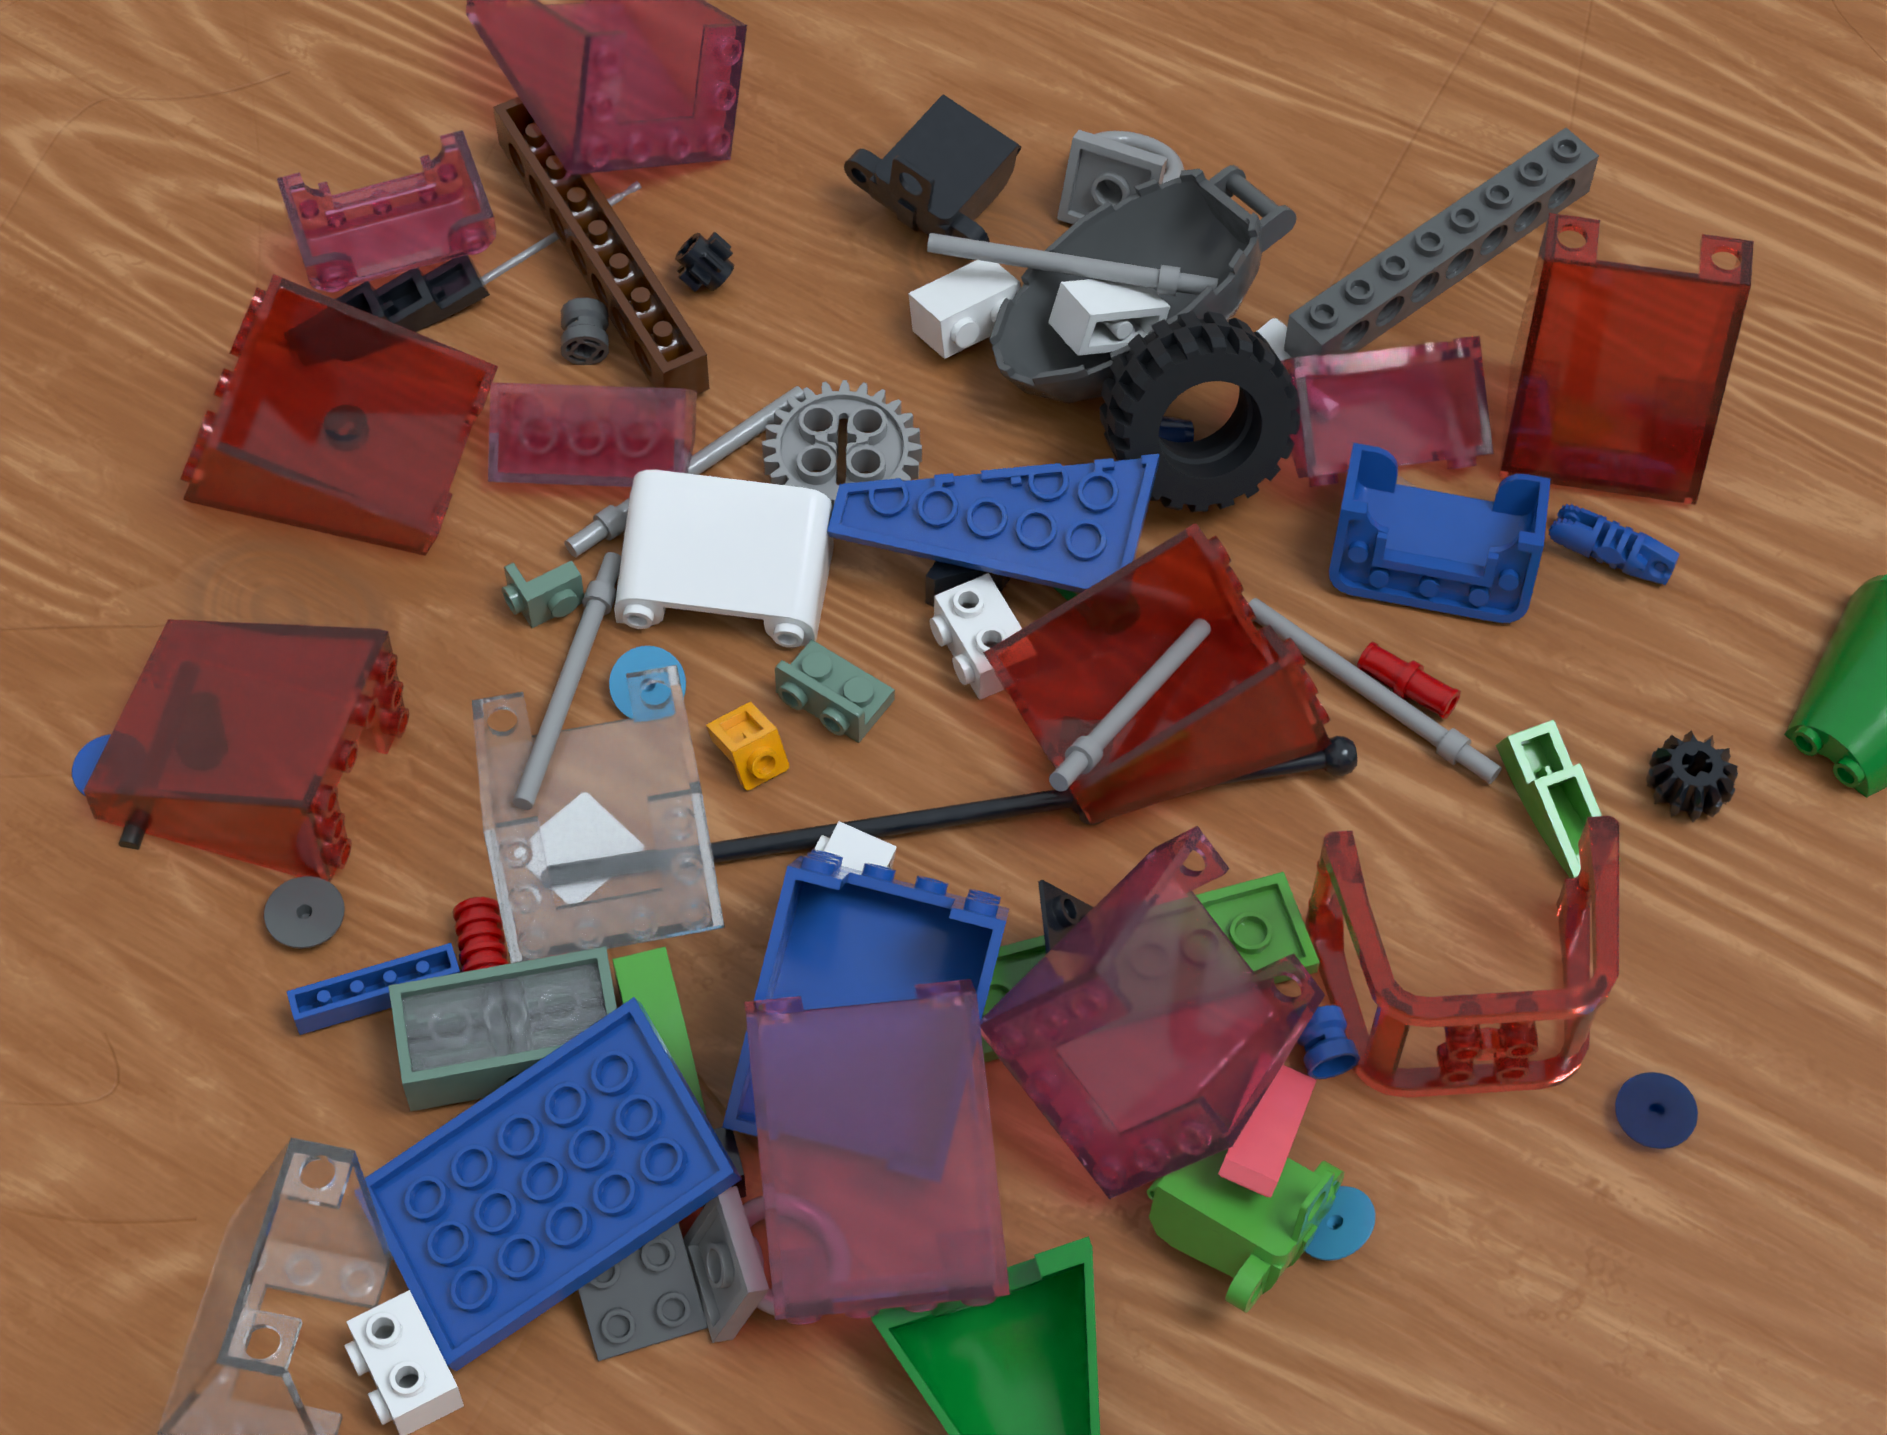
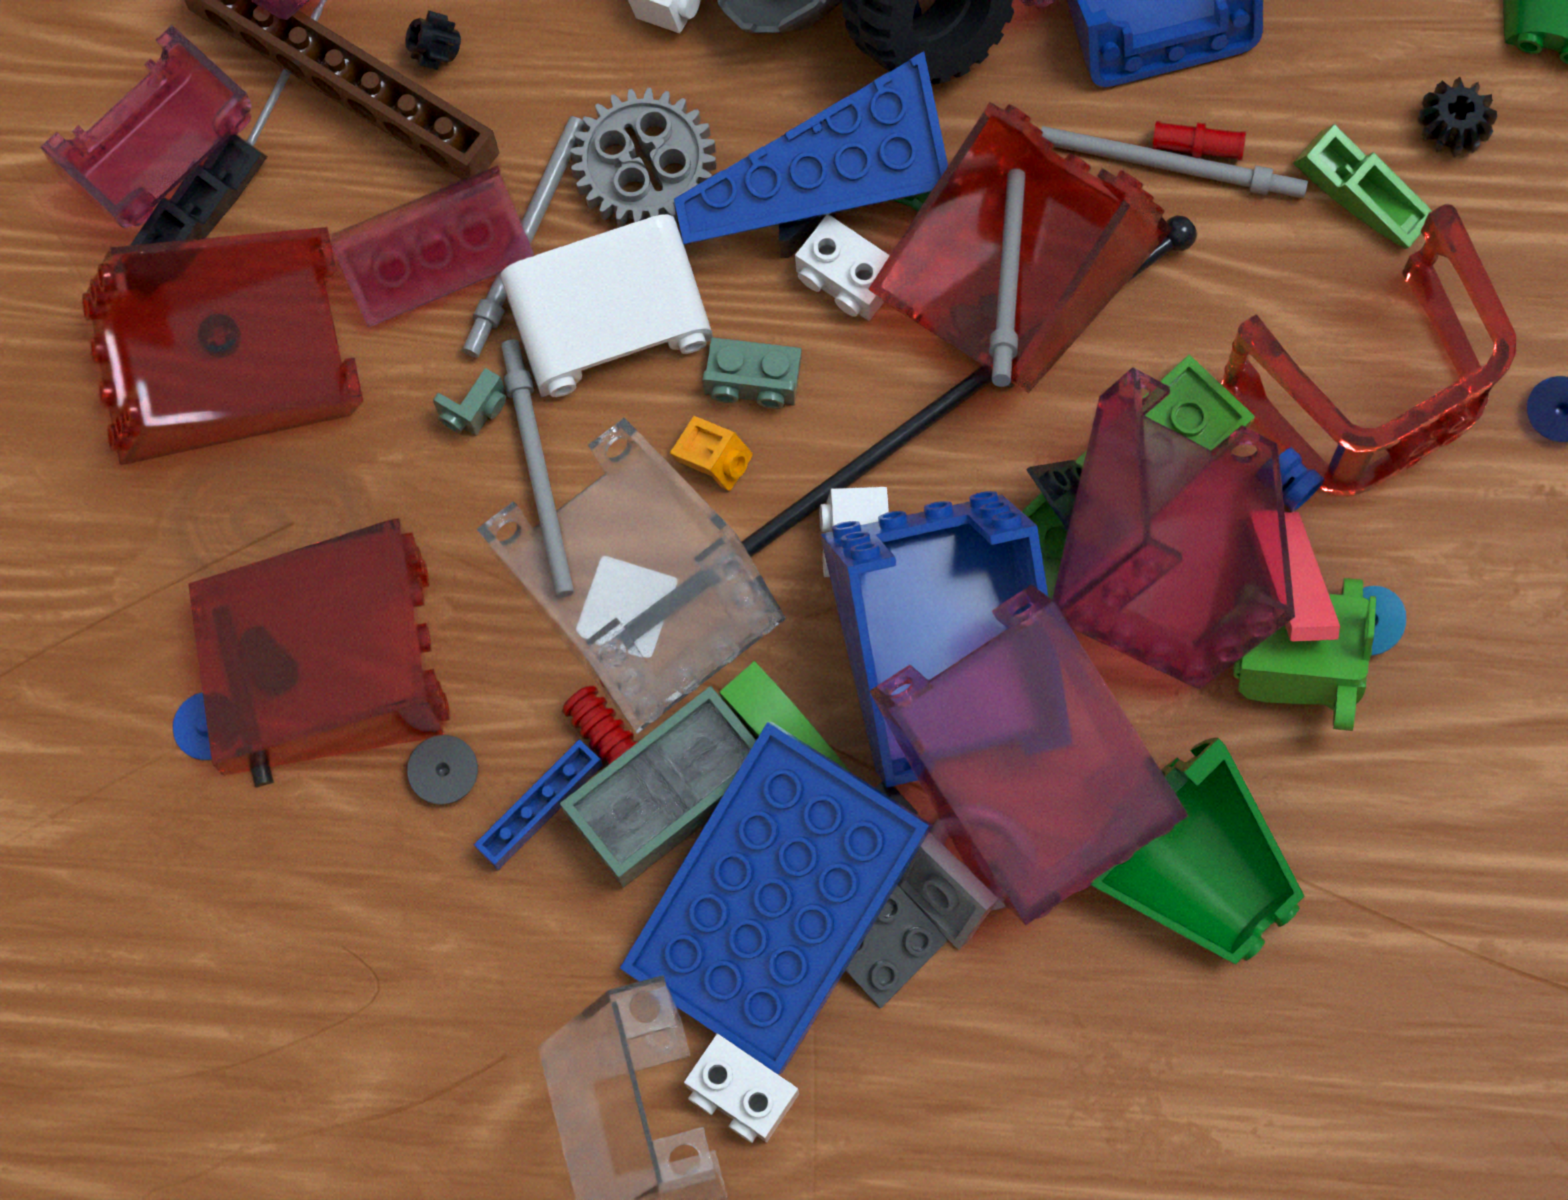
camera: 20 degrees left, 15 degrees up
(585, 339) = (366, 148): dark grey wheel -> none
(638, 660) = (589, 427): dark azure piece -> none

